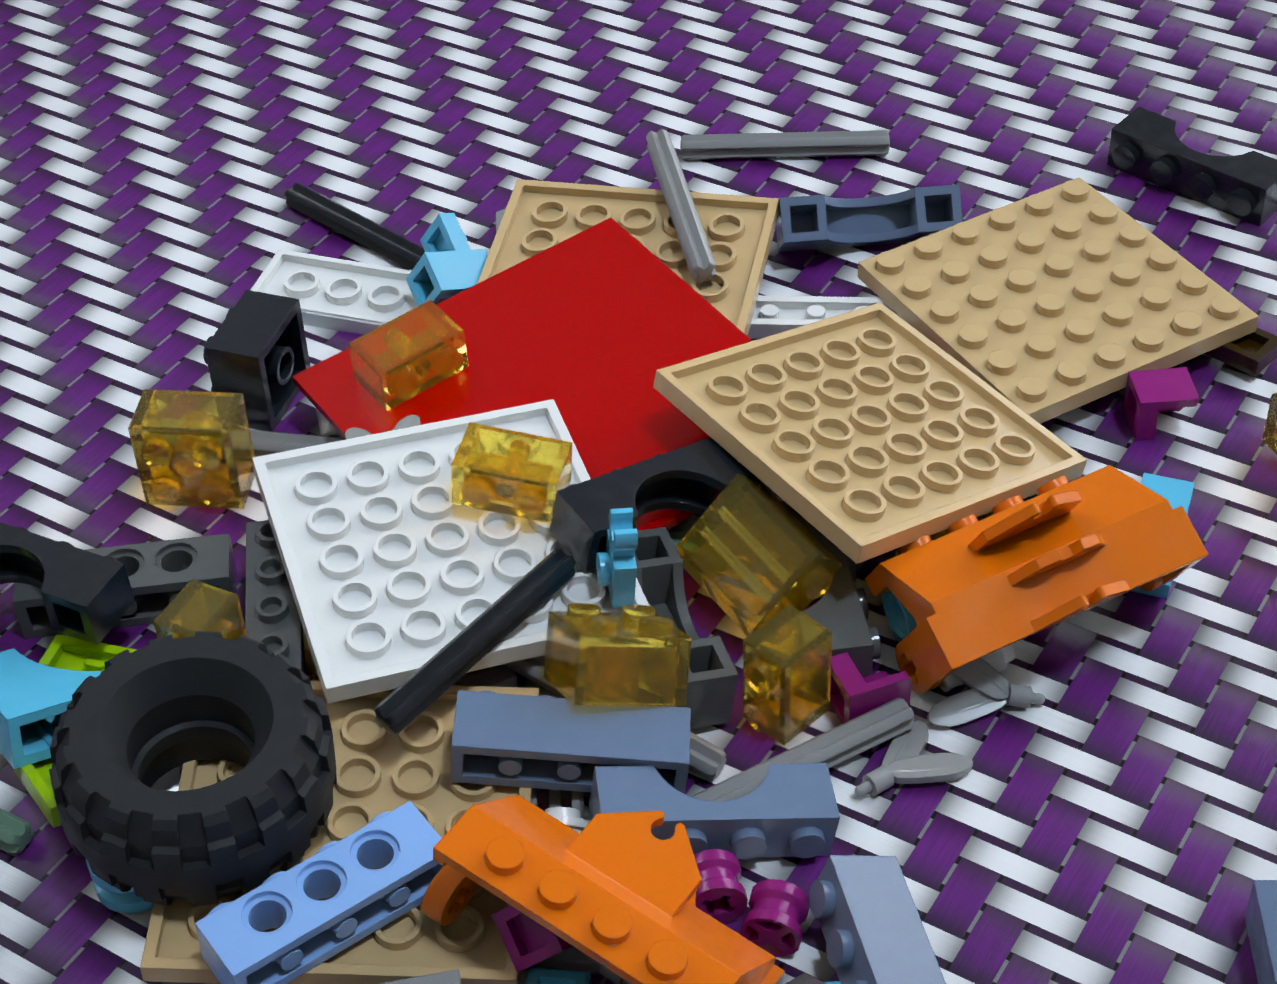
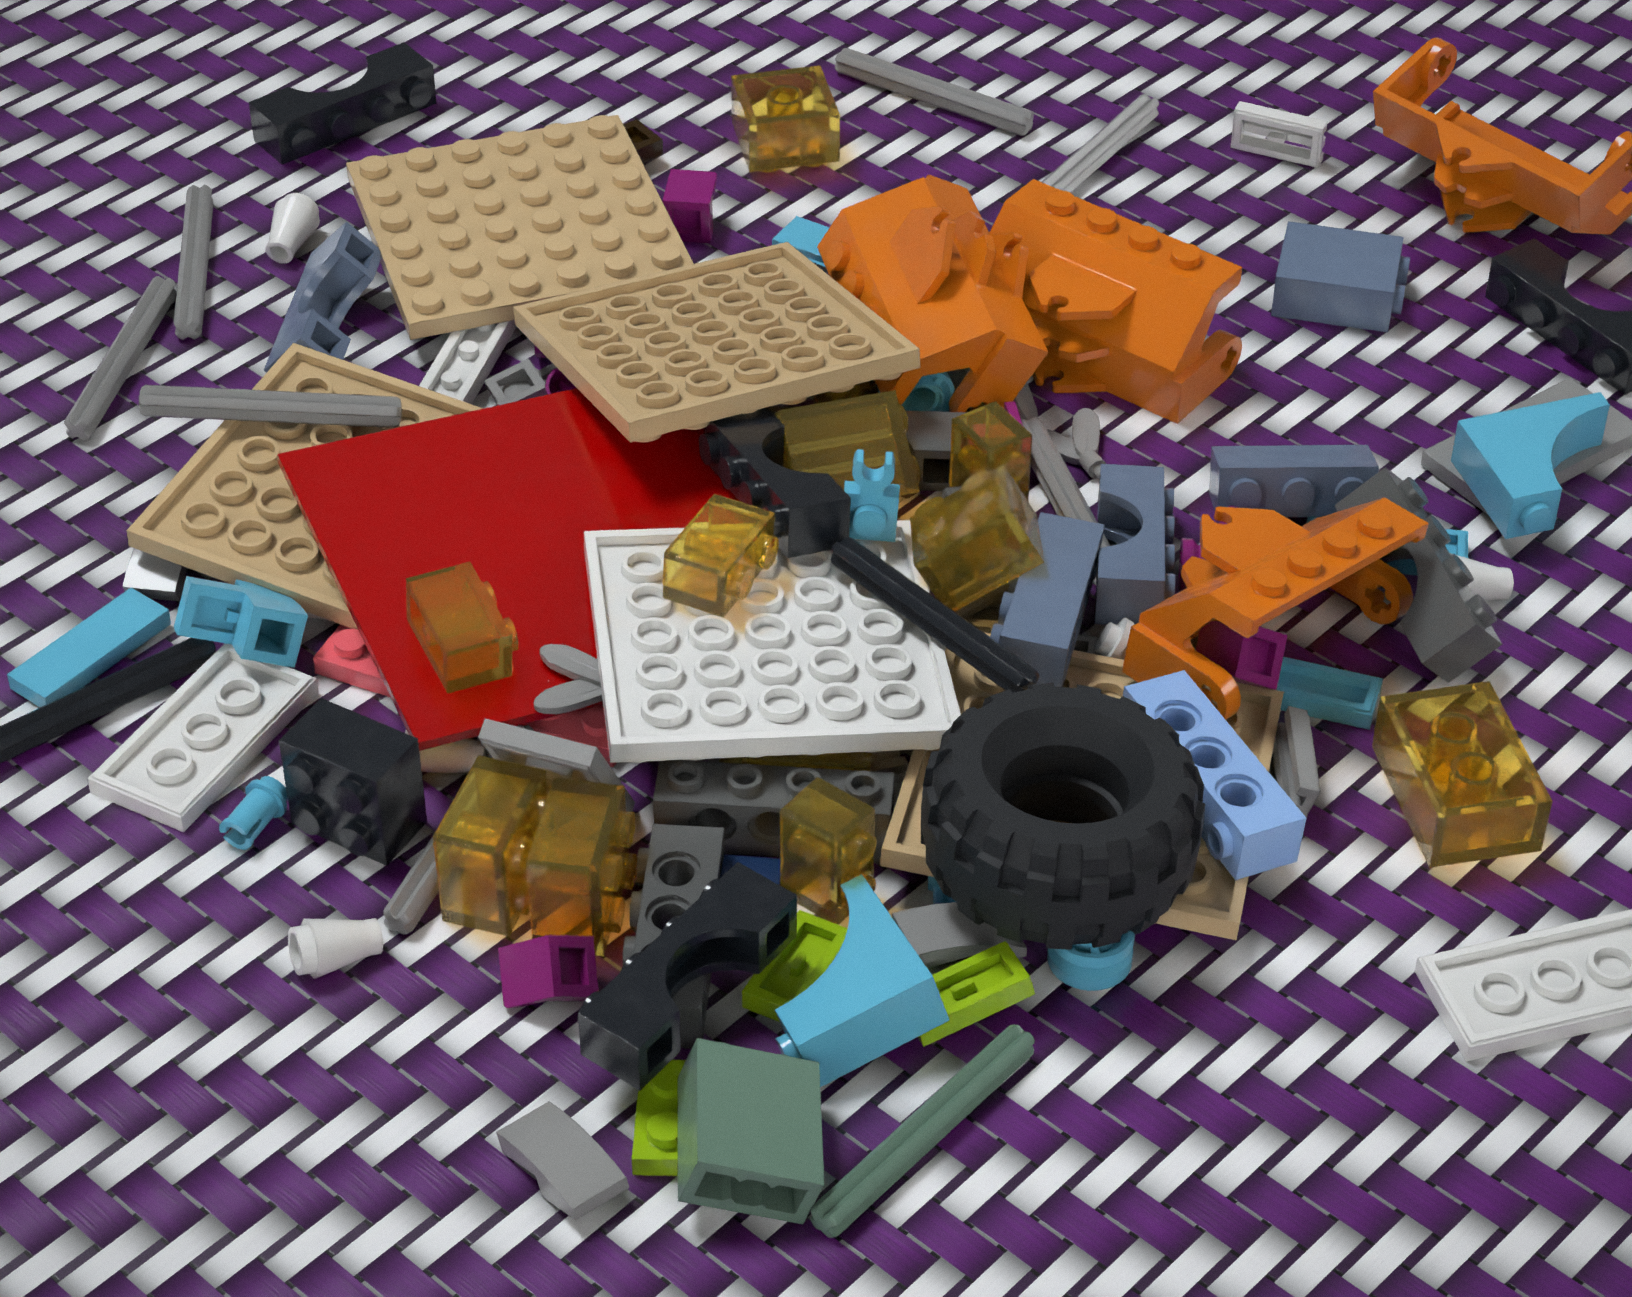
camera: 80 degrees left, 0 degrees up
(82, 517) = (548, 970): none -> magenta panel
(108, 401) = (330, 944): none -> white cone
(171, 491) = (581, 862): none -> clear yellow brick
(243, 427) = (554, 754): none -> light grey tile
(415, 214) = (89, 648): none -> medium azure tile
(929, 148) = (193, 262): none -> light grey axle
(995, 182) = (292, 224): none -> white cone
(1101, 723) = (1120, 303): none -> orange piece

